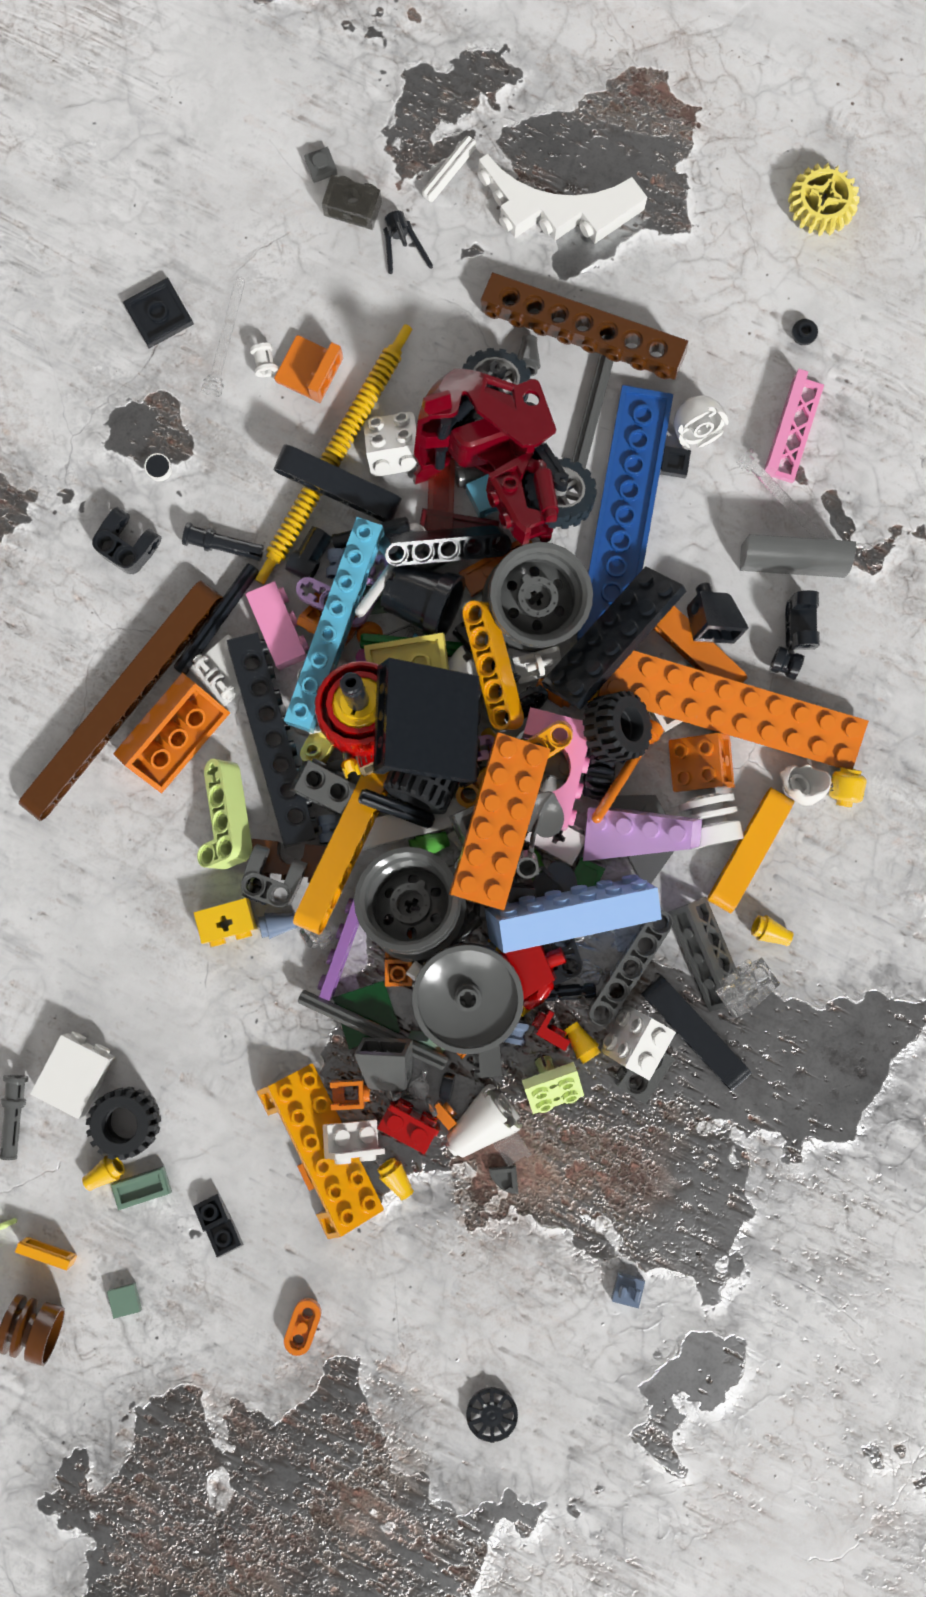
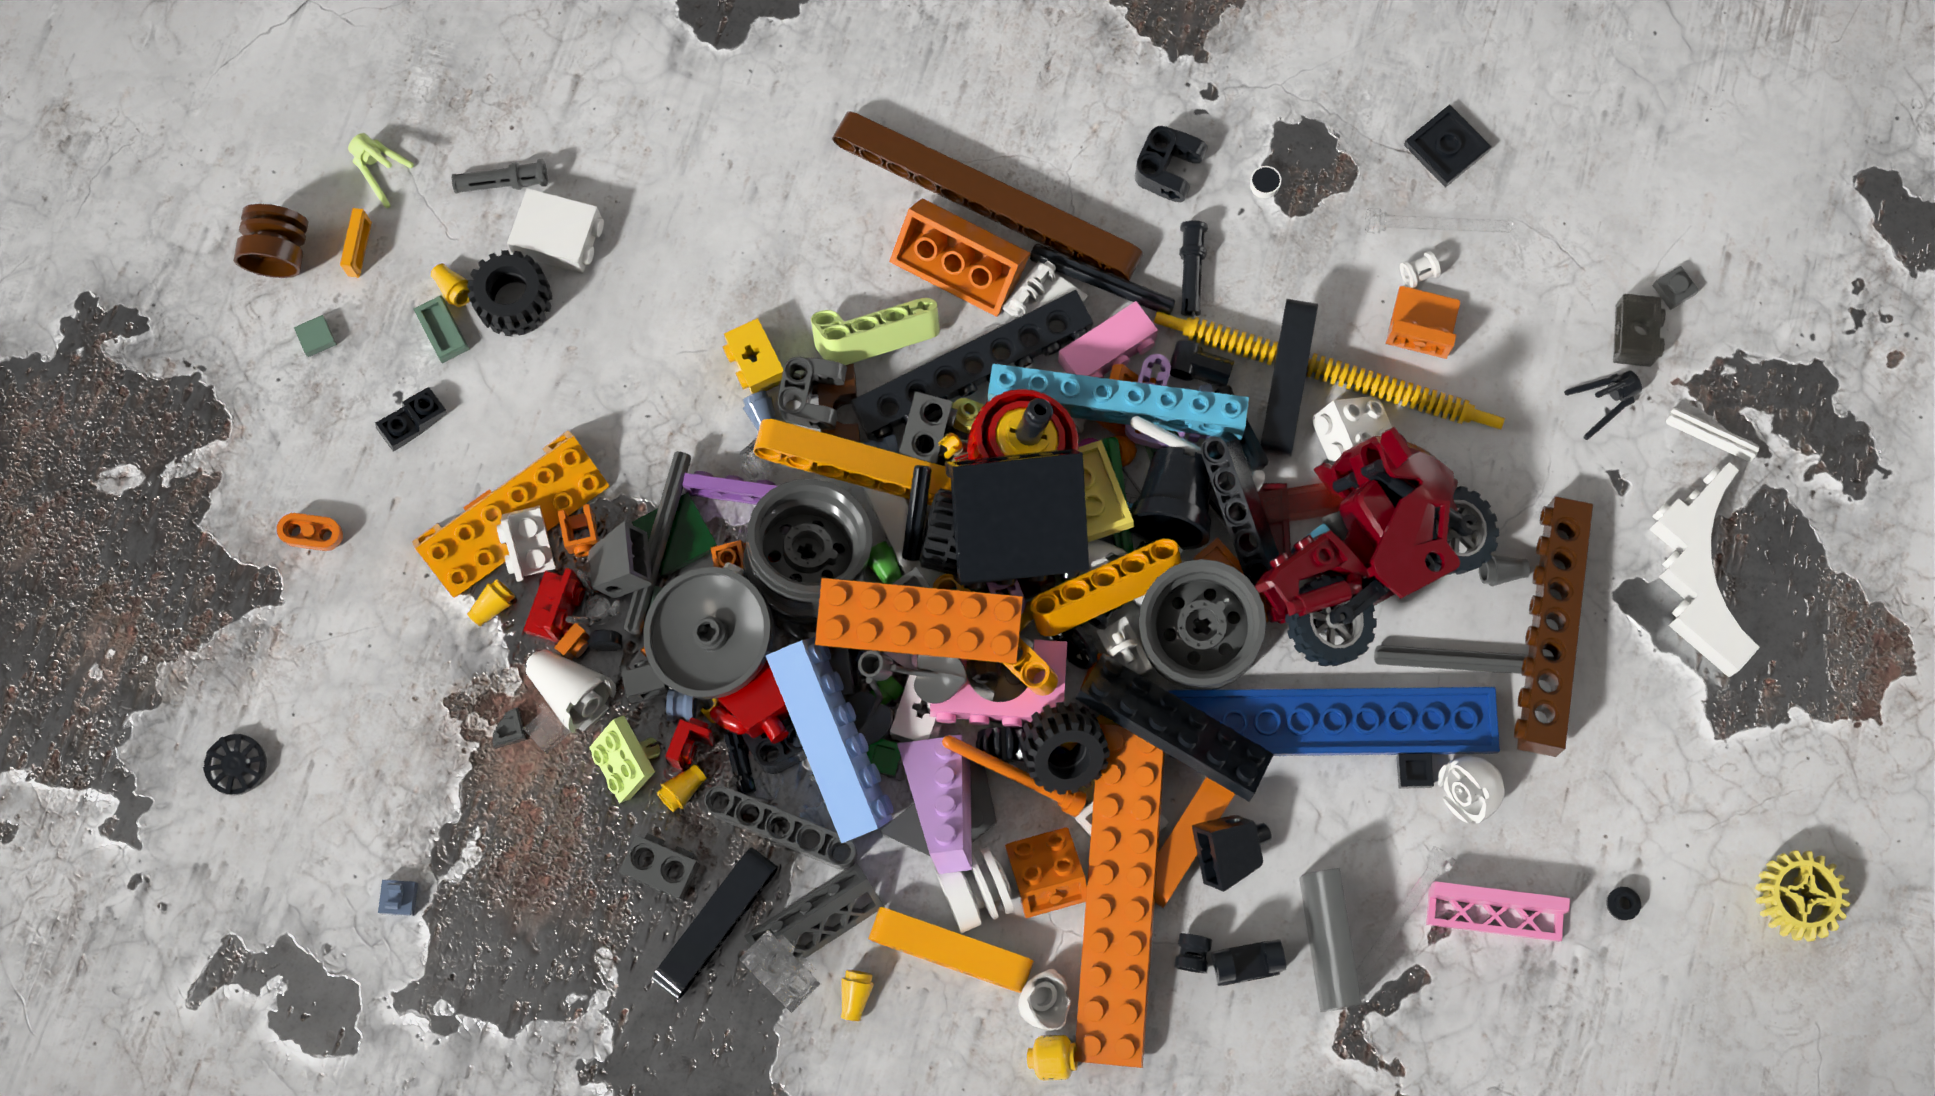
camera: 80 degrees right, 10 degrees down
(637, 1041) = (691, 849): white bracket -> none

